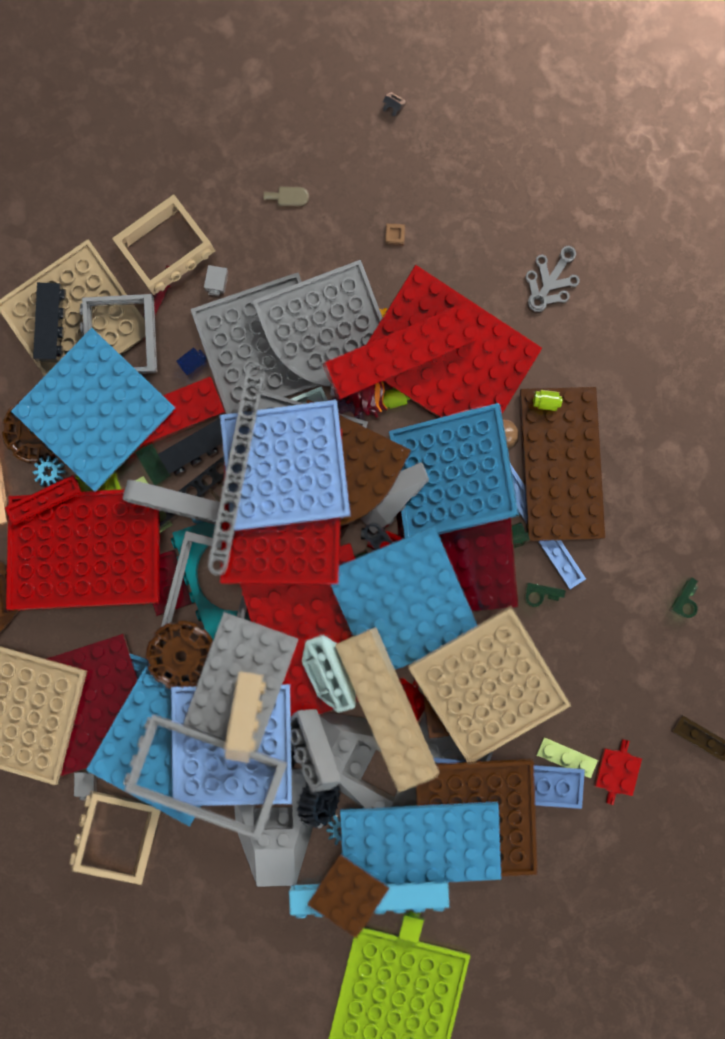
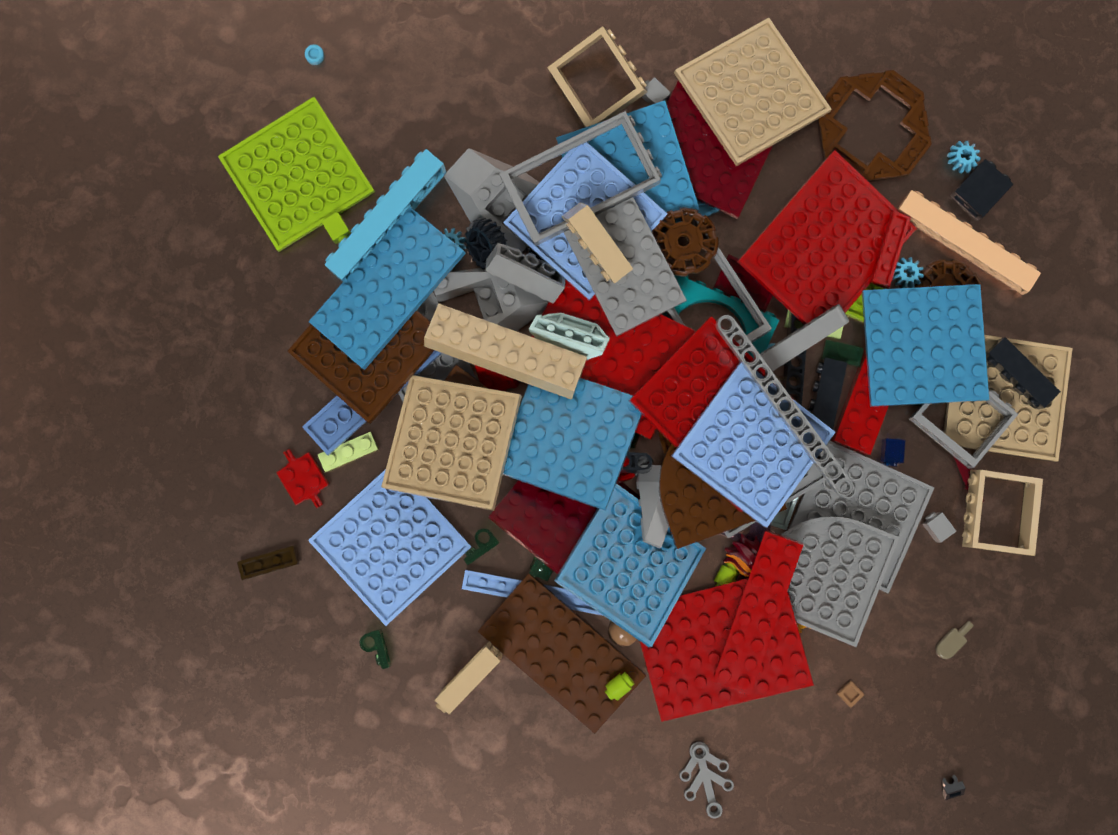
camera: 130 degrees right, 0 degrees up
(348, 896) = (400, 201): reddish brown plate -> none
(606, 660) = (389, 547): none -> light blue plate
(644, 512) = (468, 678): none -> tan window

